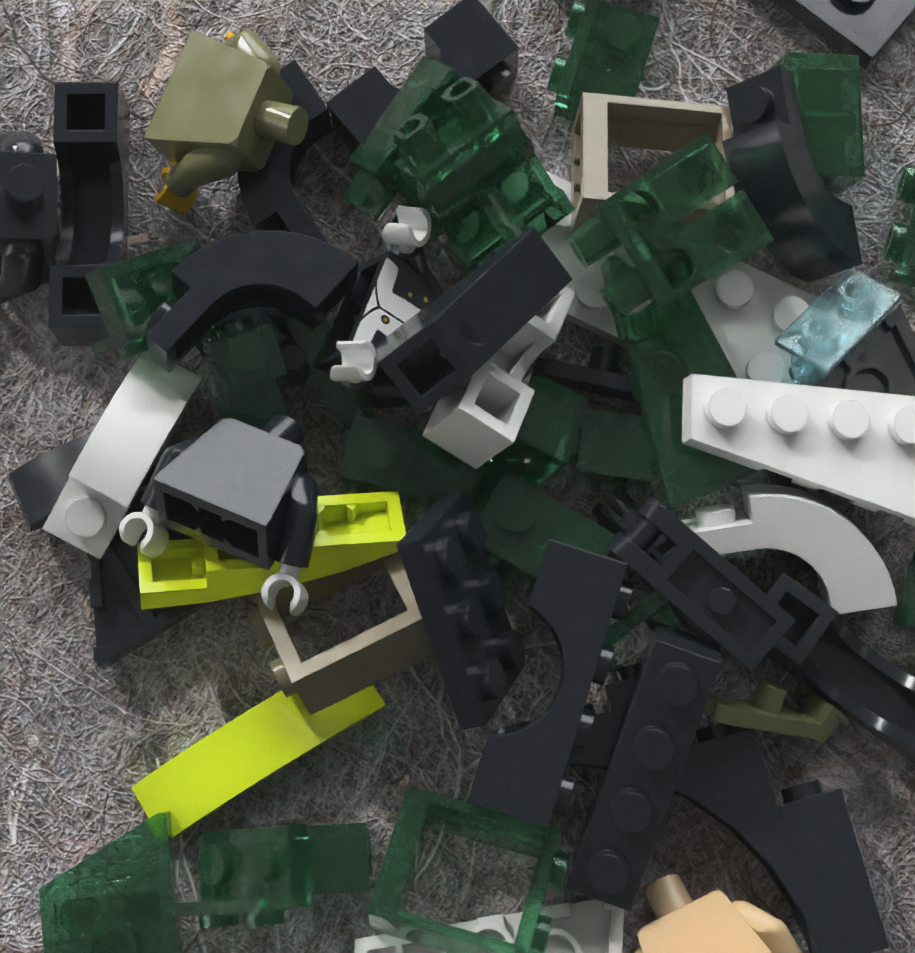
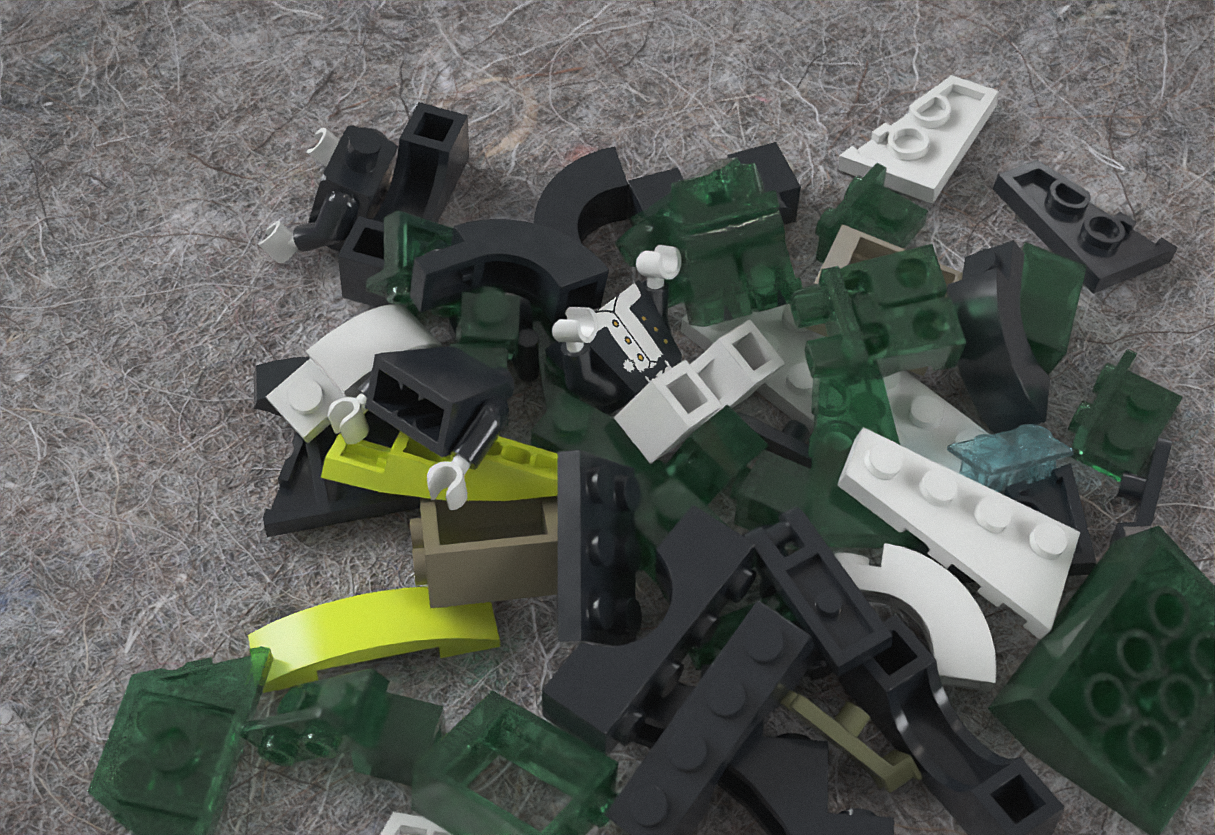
camera: 15 degrees right, 25 degrees down
(221, 114) = (538, 157): olive torso -> none
(471, 320) = (687, 327): black slope -> none

